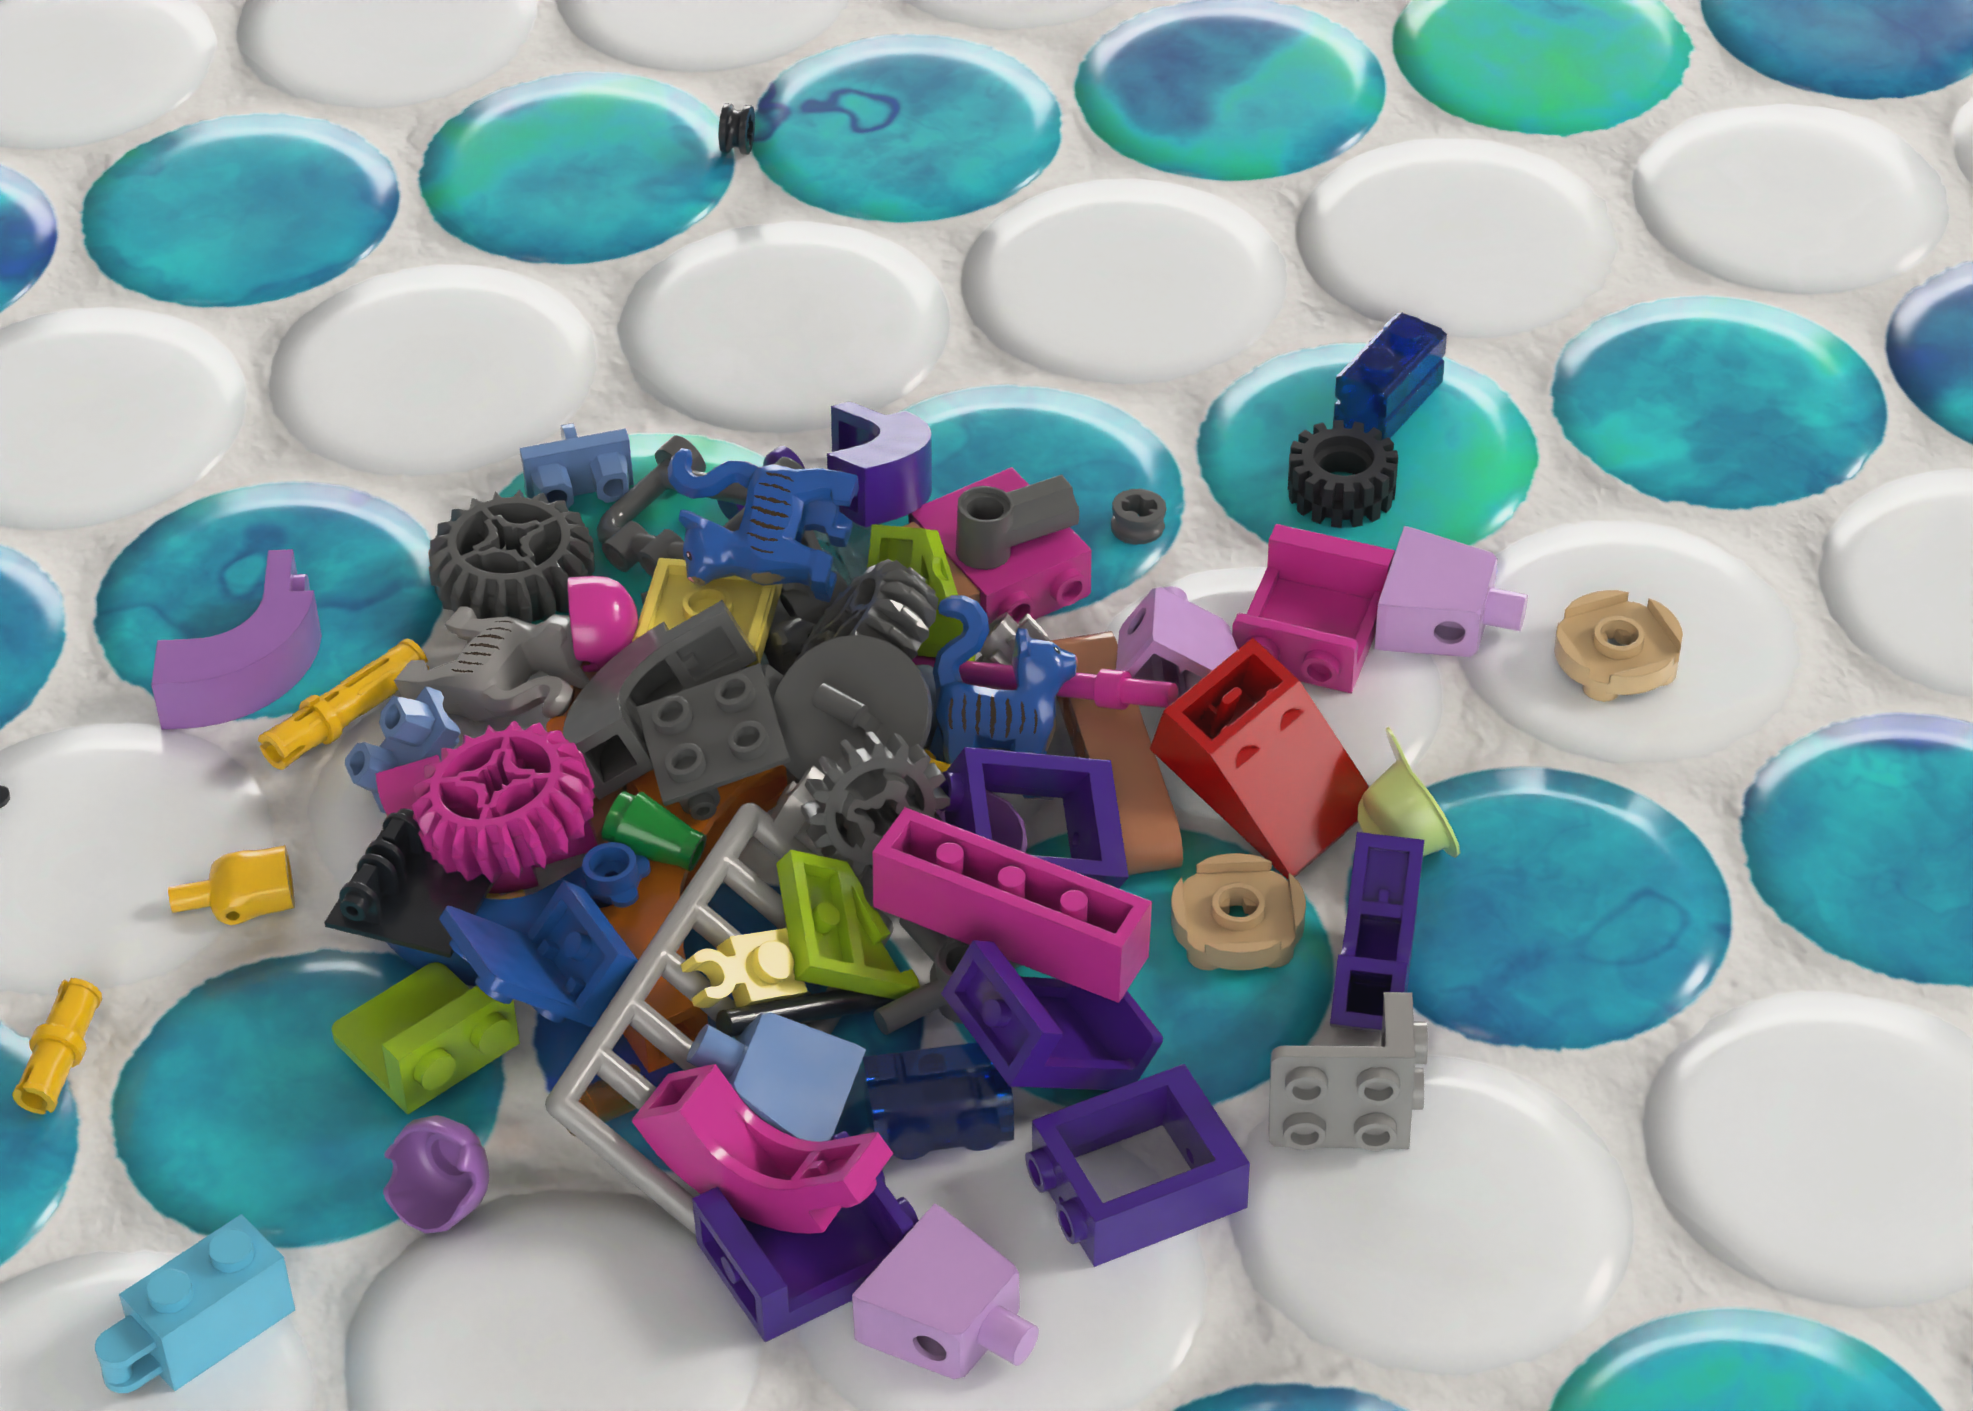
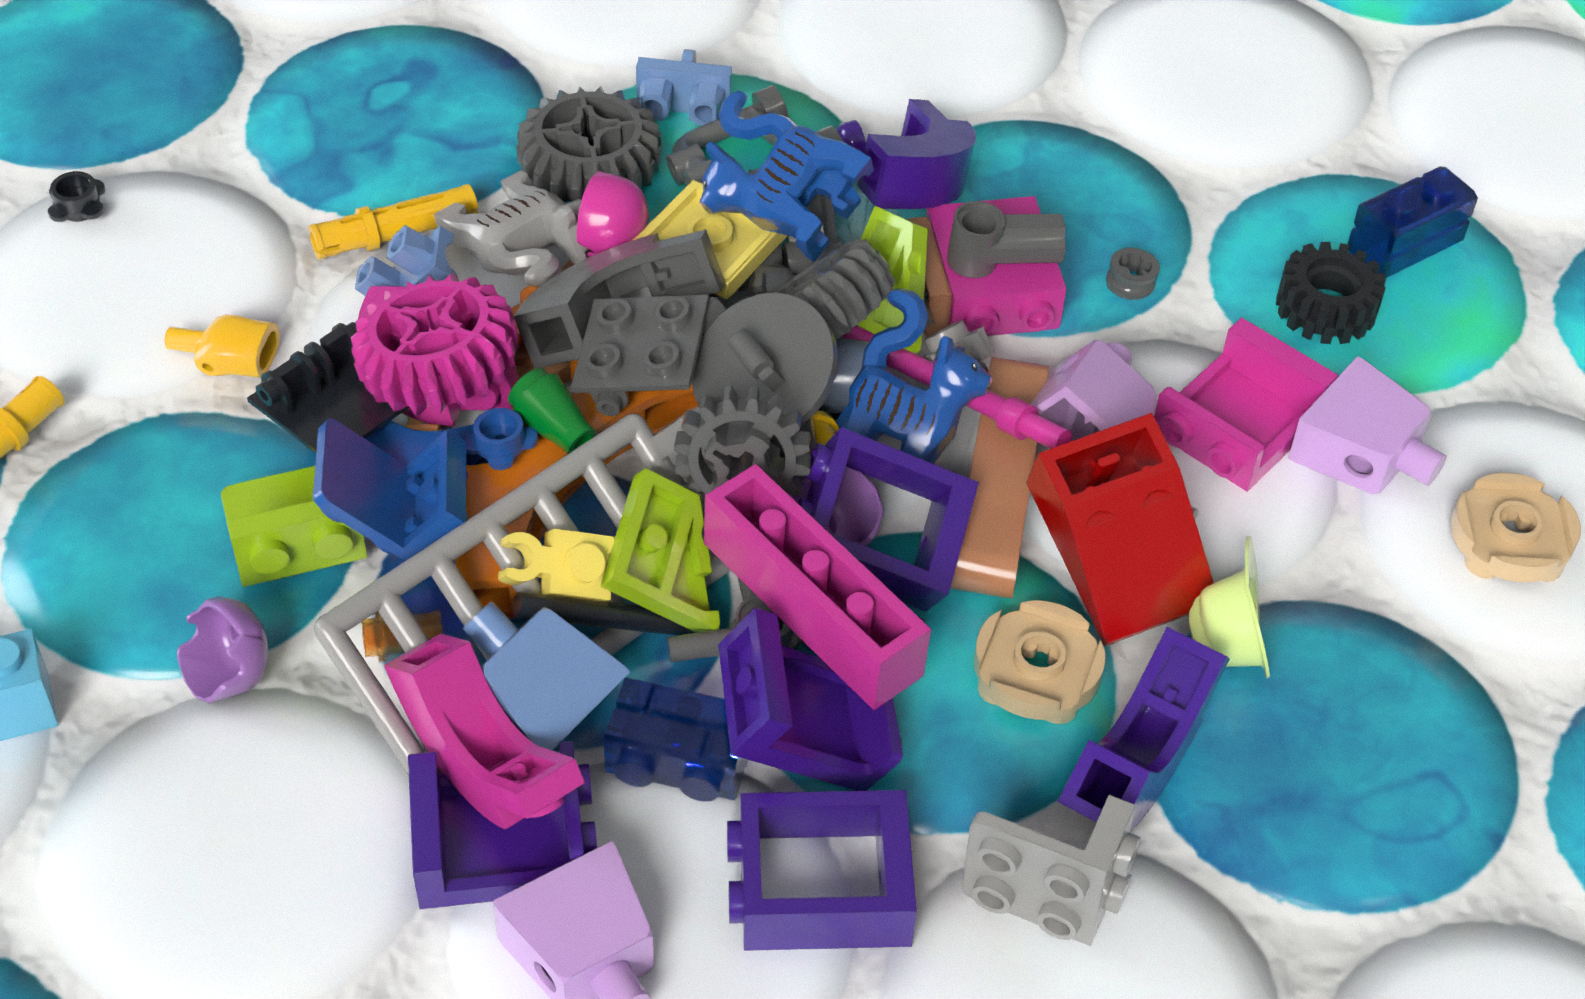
camera: 20 degrees right, 5 degrees up
(246, 667) = (339, 165): medium lavender arch -> none

